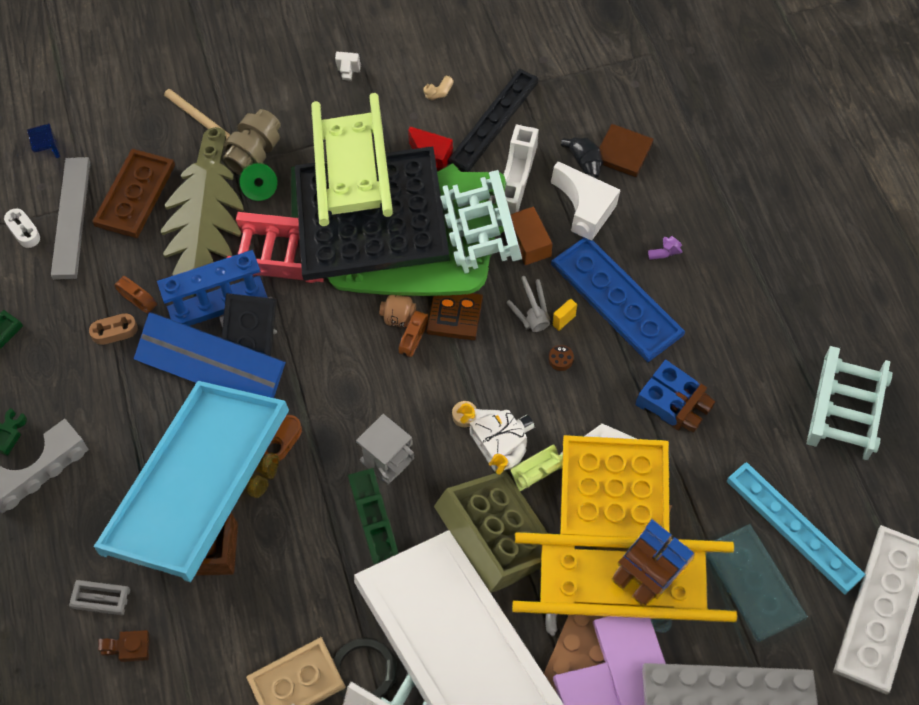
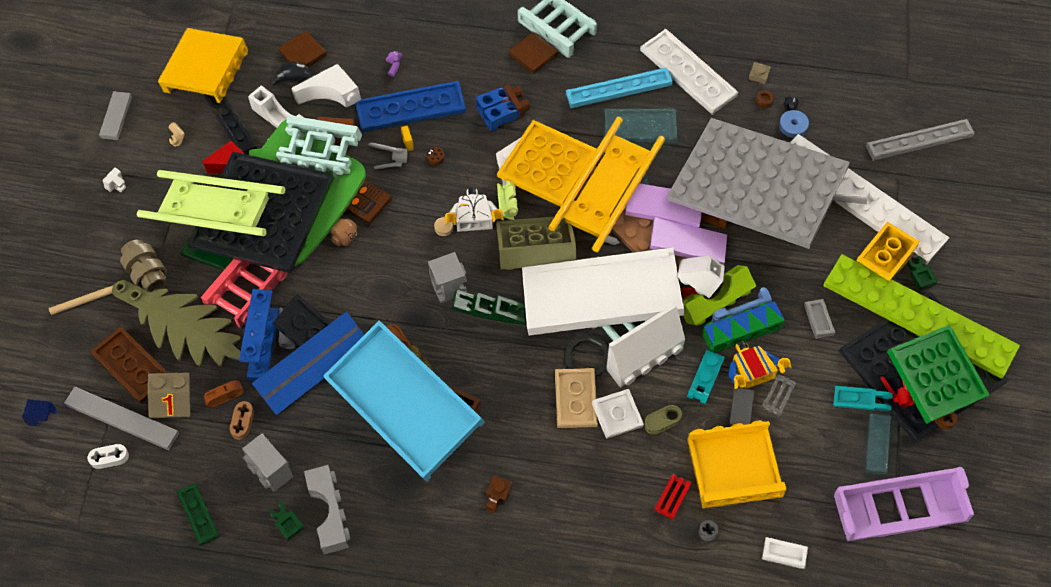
camera: 65 degrees left, 0 degrees up
(60, 376) = (267, 463): none -> light grey brick
(108, 243) = (169, 395): none -> dark tan slope
(121, 601) = (442, 514): light grey tile -> none
(254, 171) = (173, 279): green piece -> none
(413, 333) = (367, 230): dark orange piece -> none
(432, 24) = (115, 115): none -> light grey tile
(541, 65) = (204, 63): none -> yellow panel
(641, 563) = (610, 160): hips -> none
(784, 397) = (533, 52): none -> reddish brown tile

